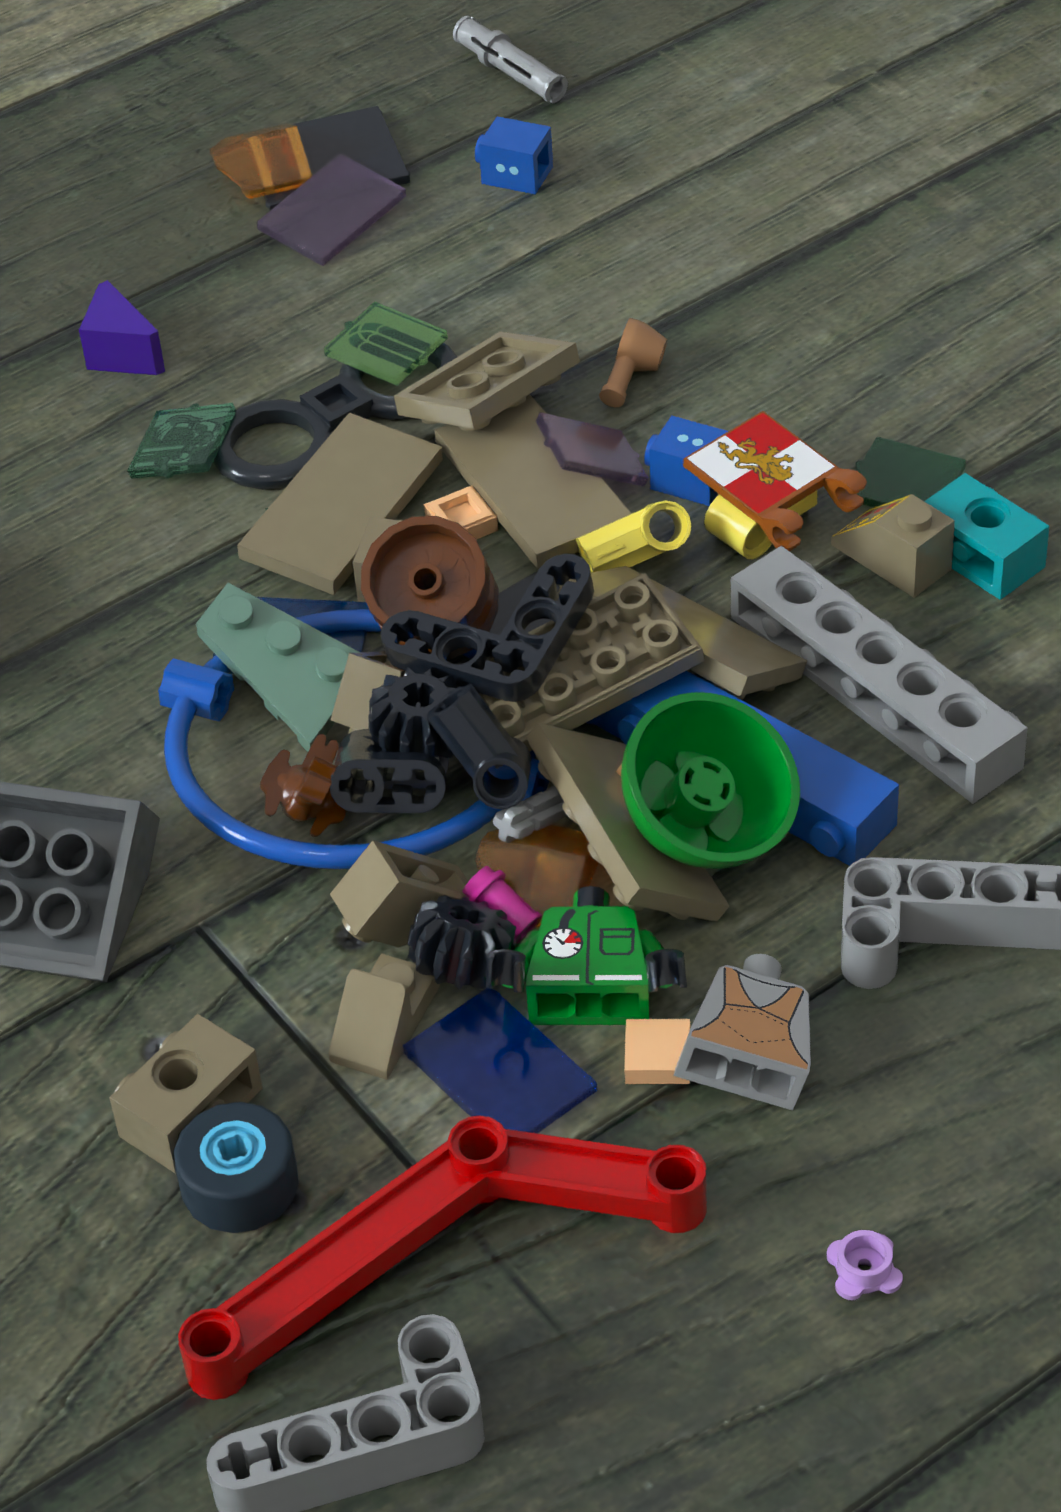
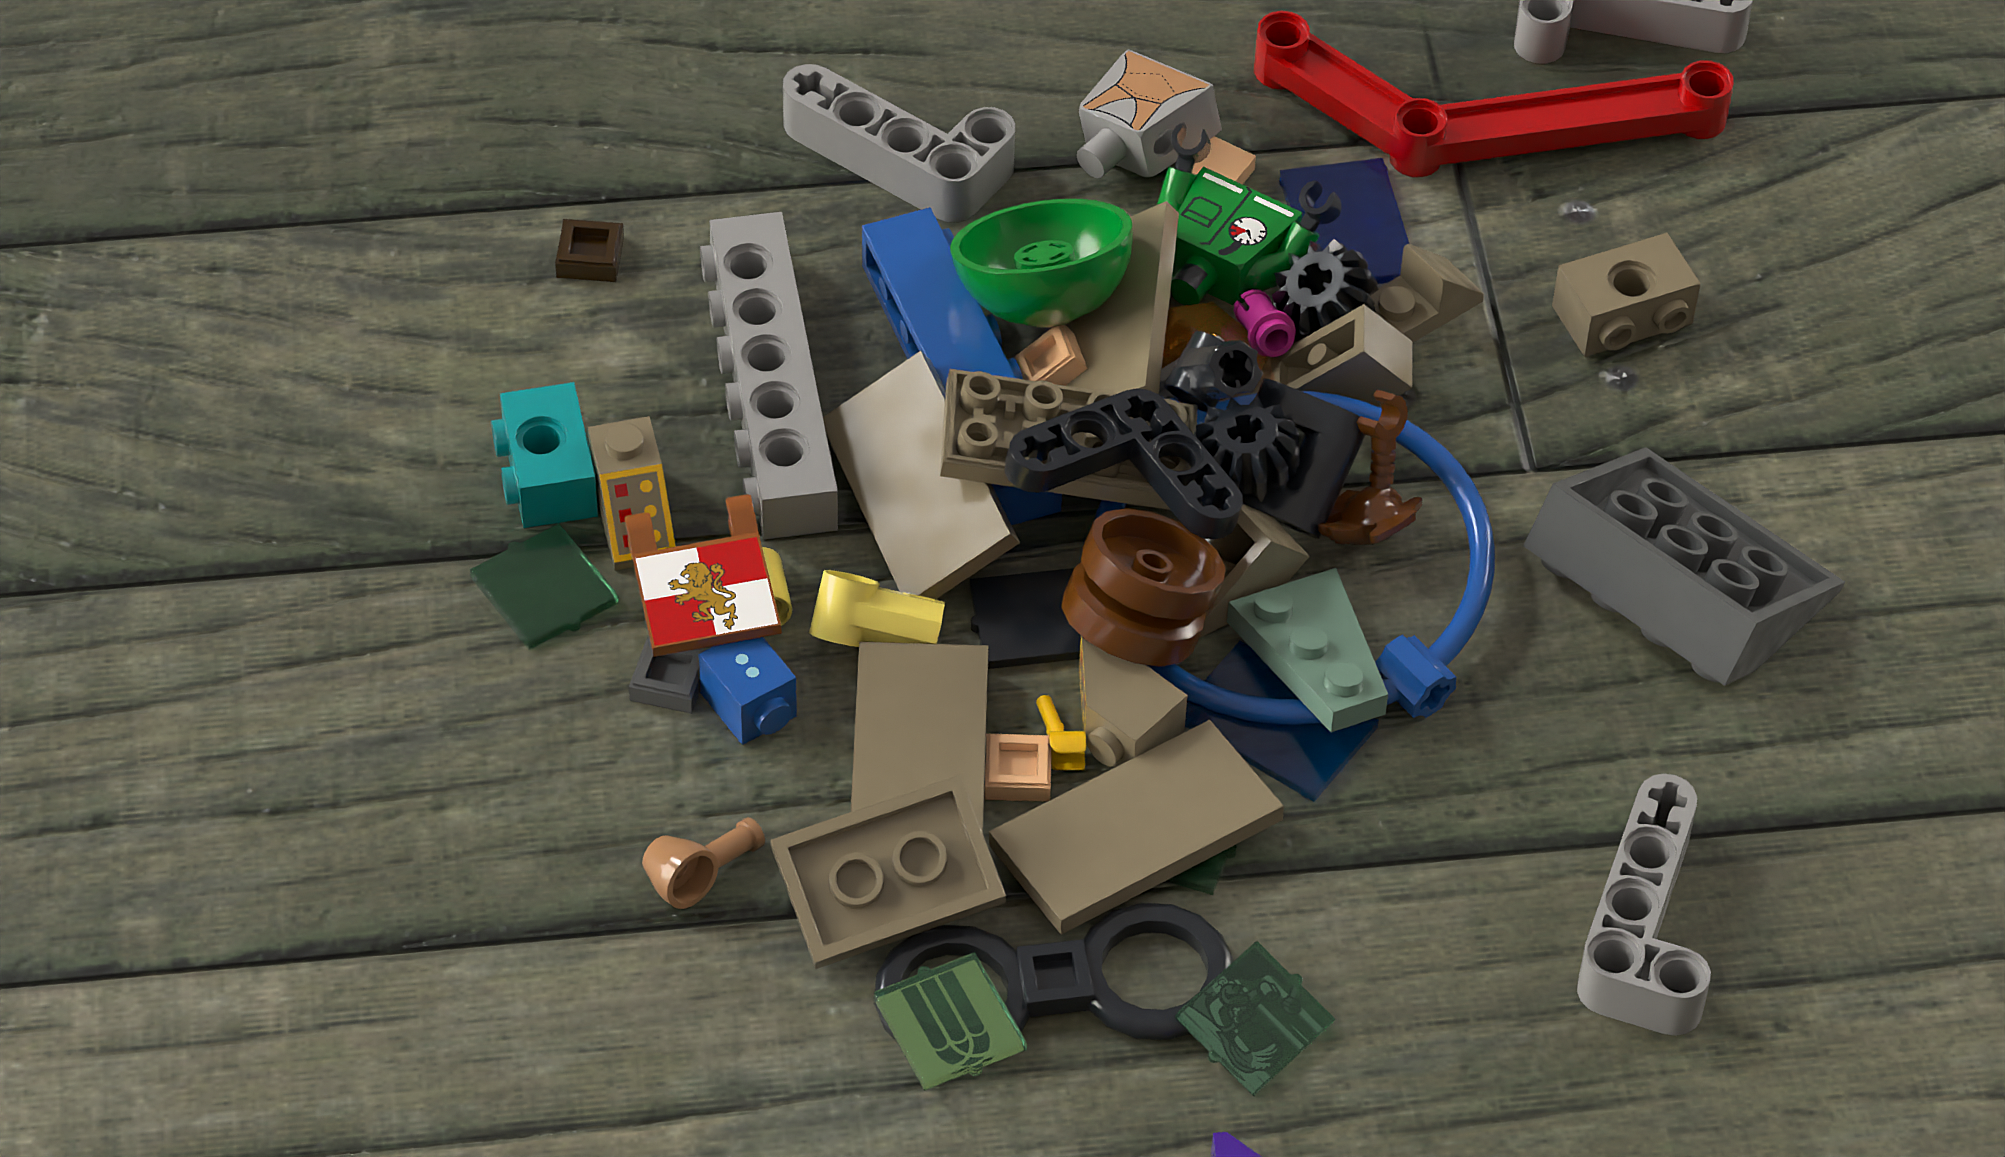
camera: 155 degrees left, 5 degrees up
(236, 1167) = (1611, 209): black wheel -> none
(591, 449) = (838, 744): clear purple piece -> none

